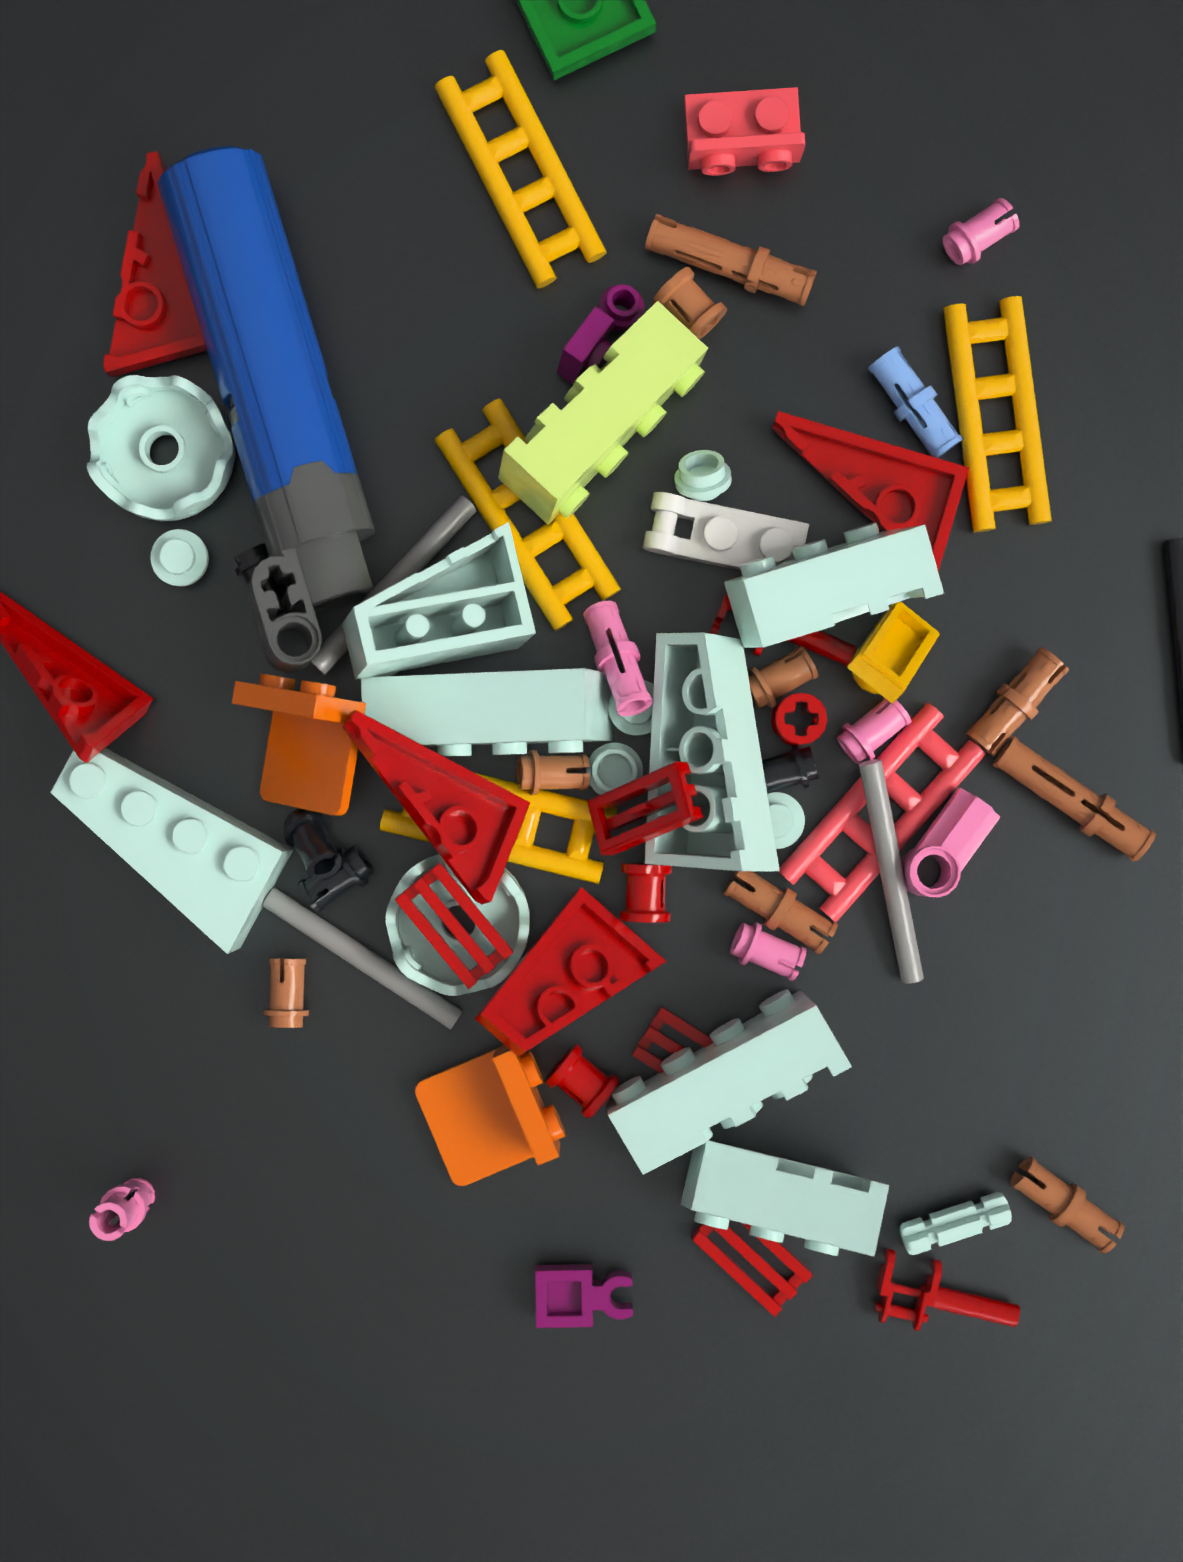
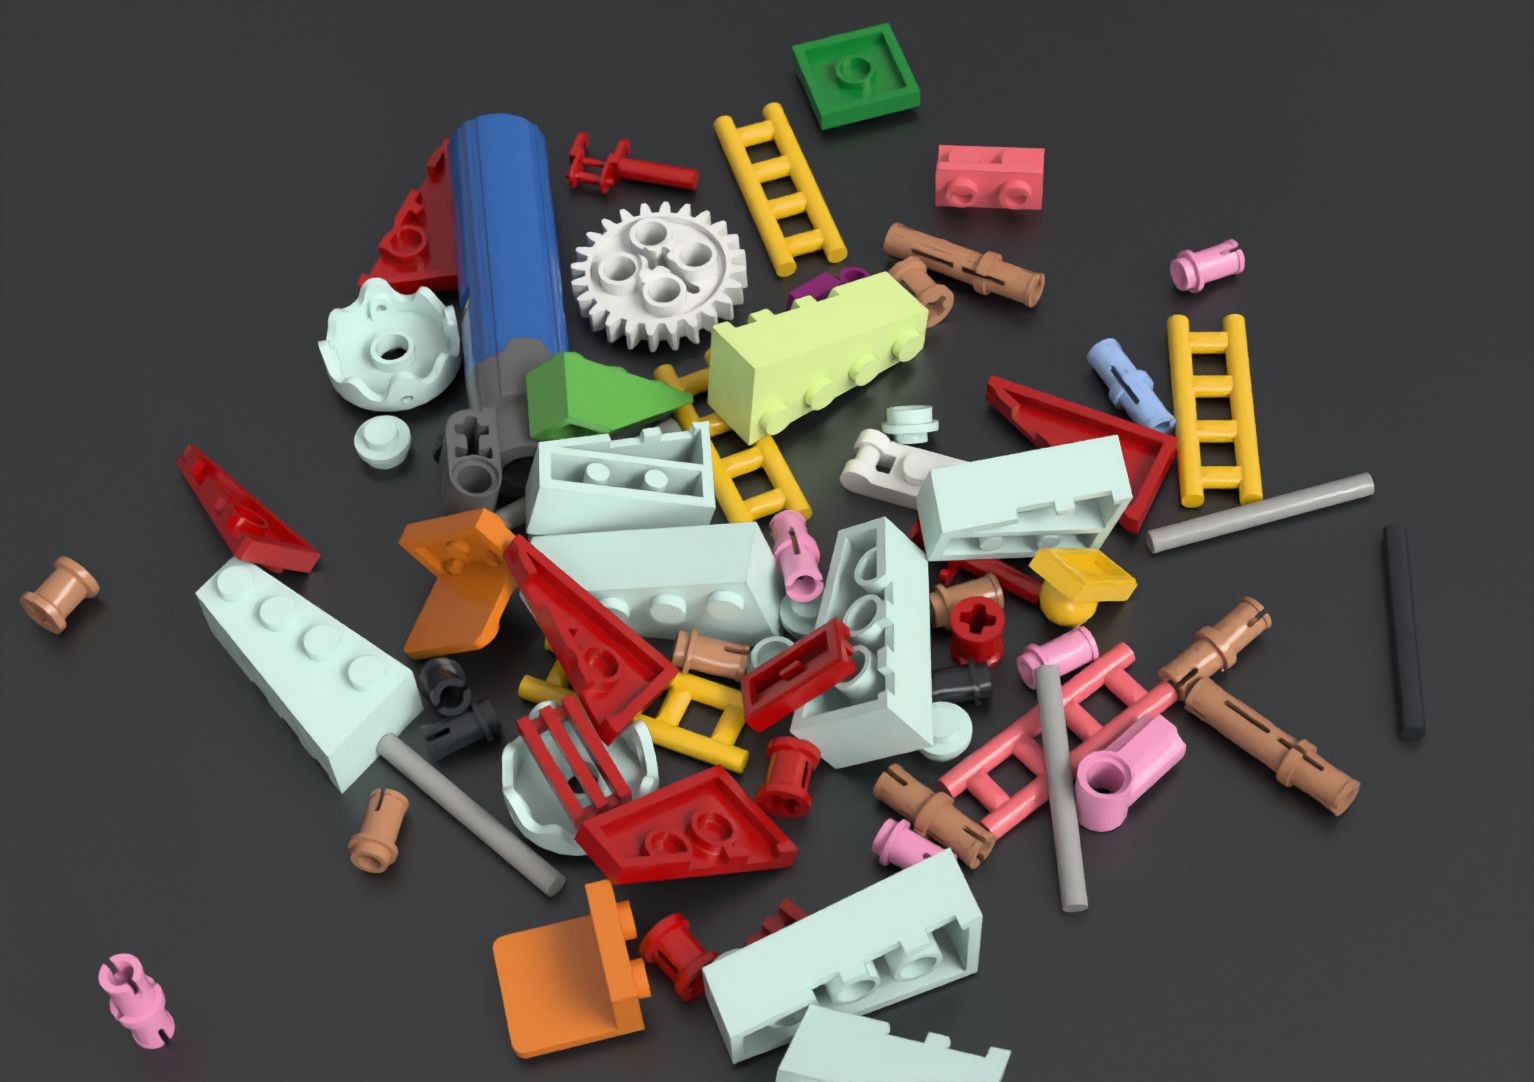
camera: 10 degrees right, 35 degrees down
(349, 161) = (620, 167): none -> red piece
(399, 536) = (587, 398): none -> bright green slope
(441, 271) = (659, 276): none -> white gear
(1049, 534) = (1259, 512): none -> light grey bar

